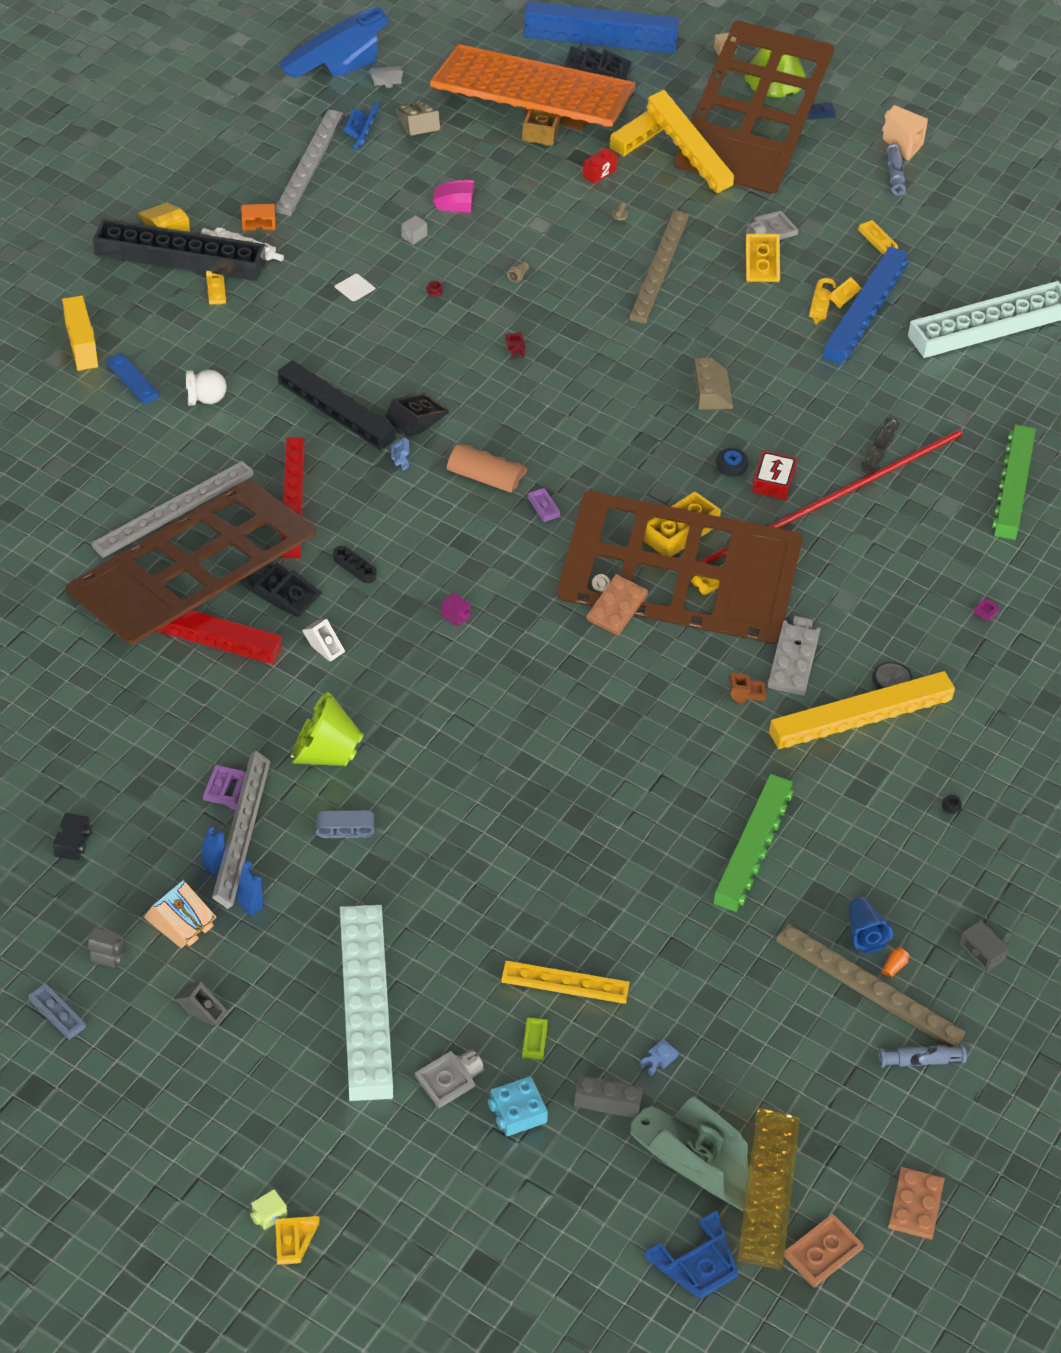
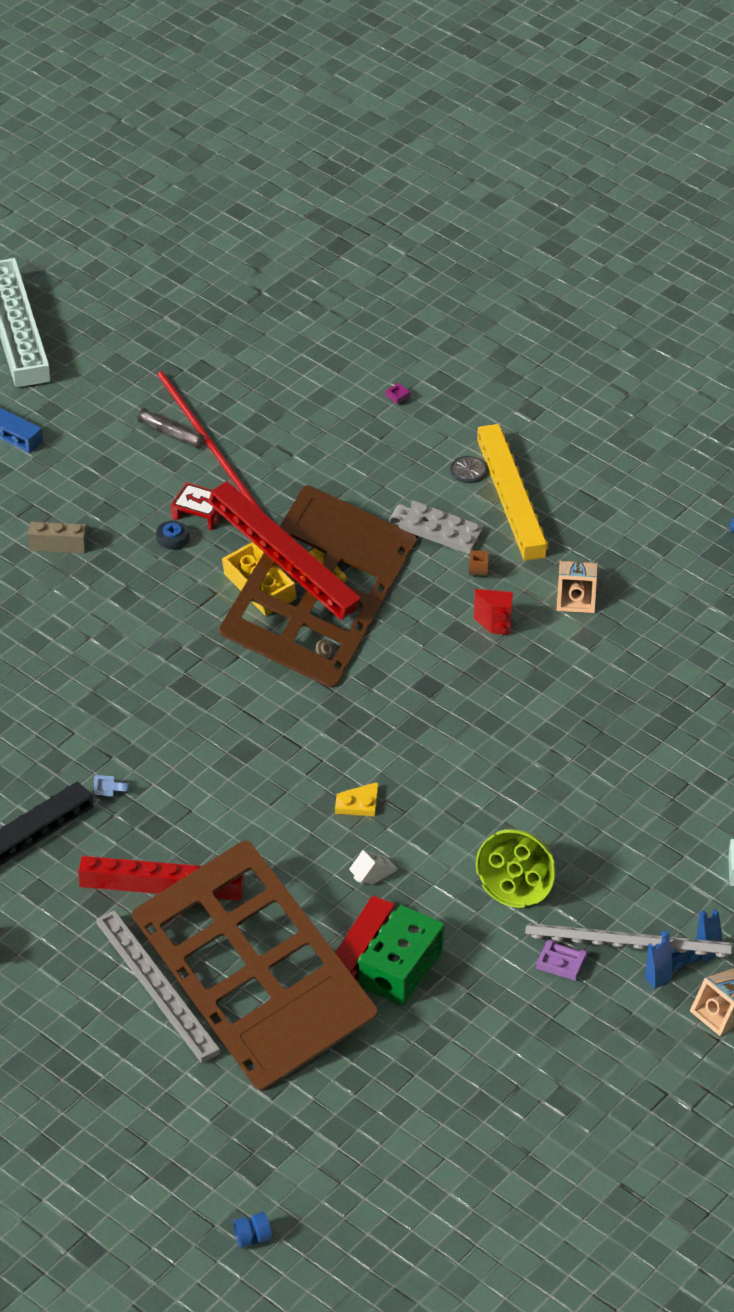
camera: 80 degrees left, 5 degrees down
(72, 839) = (620, 1085): black brick -> none
(210, 661) = (401, 955): none -> green piece
(282, 588) = (305, 889): black slope -> none
(344, 824) = (618, 868): sand blue beam -> none
(350, 557) = (269, 830): black beam -> none
(411, 626) = (357, 801): none -> yellow wing
(415, 413) = (51, 768): black slope -> none
(456, 609) = (345, 760): magenta brick -> none
(486, 467) = (145, 718): nougat brick -> none
(544, 504) = (207, 680): medium lavender plate -> none
(617, 605) = (357, 639): nougat plate -> none
(670, 703) = (494, 610): none -> red slope
(700, 523) = (284, 550): none -> red brick
(732, 769) = (577, 586): none -> light nougat slope
(753, 843) = (662, 583): bright green brick -> none
(951, 804) = (623, 454): black plate -> none
(1014, 482) = (238, 347): bright green brick -> none

